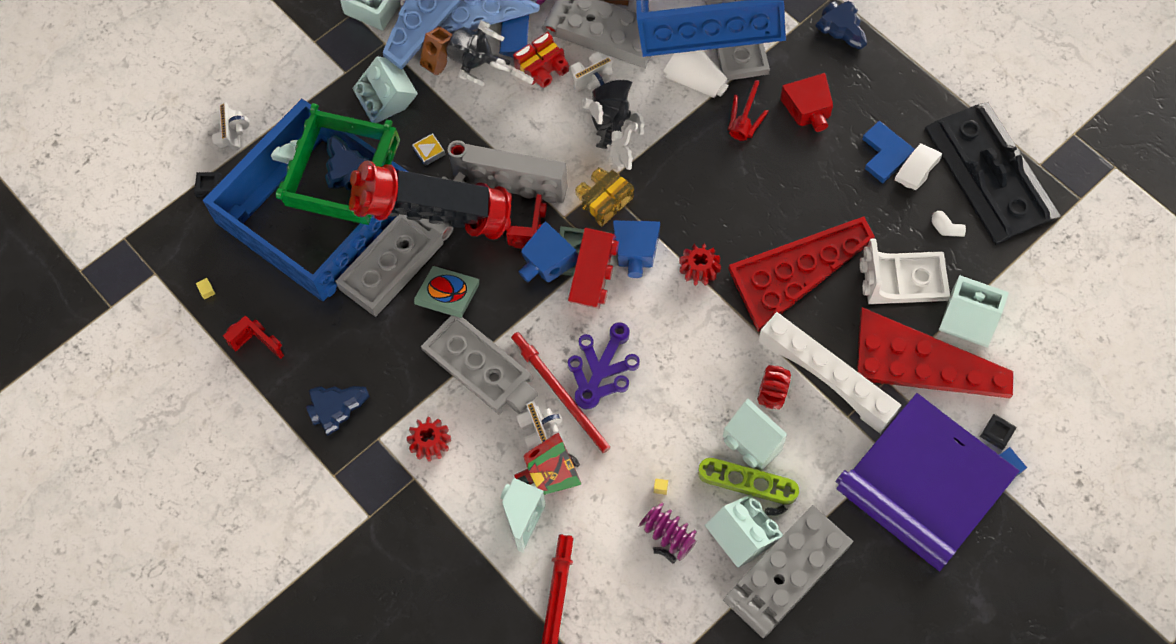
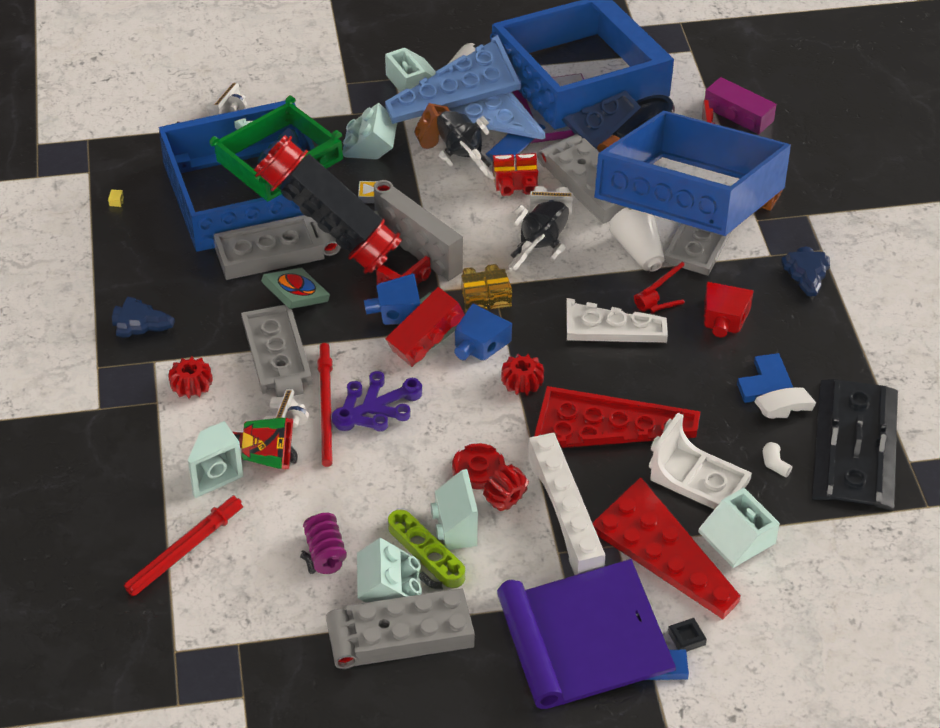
camera: 30 degrees right, 20 degrees down
(244, 329) = (116, 236): red bracket -> none
(660, 486) = (347, 511): light yellow piece -> none
(724, 174) = (600, 324): none -> white wing
(728, 375) = (480, 461): none -> red tile

